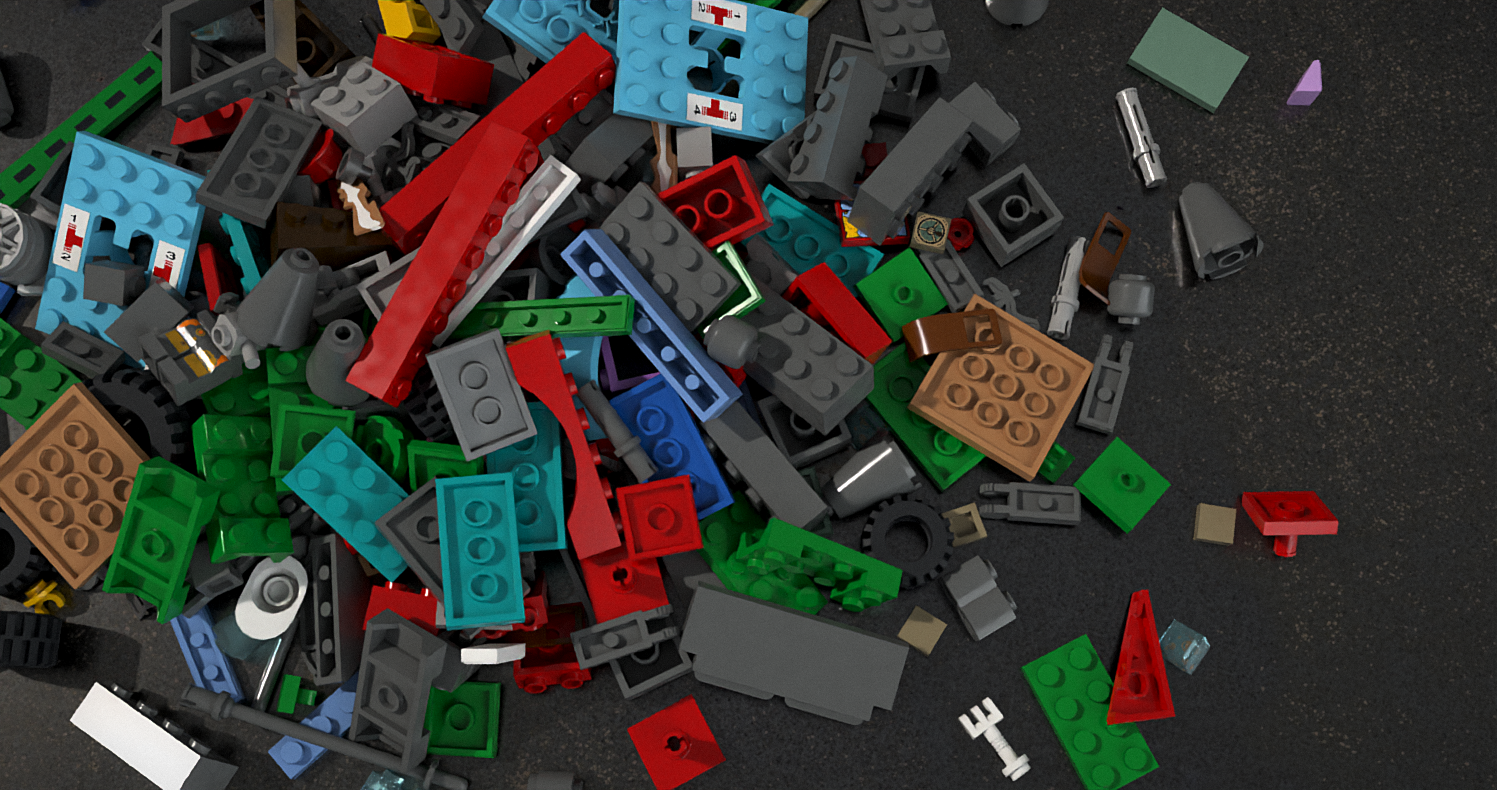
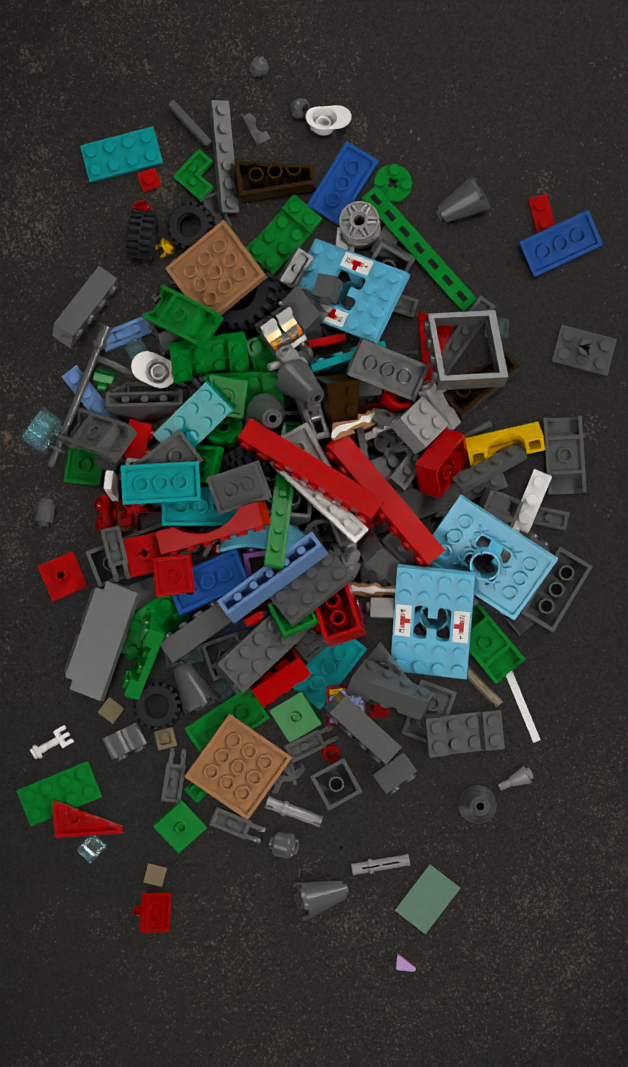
camera: 95 degrees right, 10 degrees up
(616, 431) = (213, 559): dark grey pin -> none
(732, 341) = (260, 619): dark grey head -> none
(930, 232) = (329, 736): tile -> none
(945, 333) = (269, 738): reddish brown piece -> none
(1100, 263) = (306, 831): reddish brown piece -> none

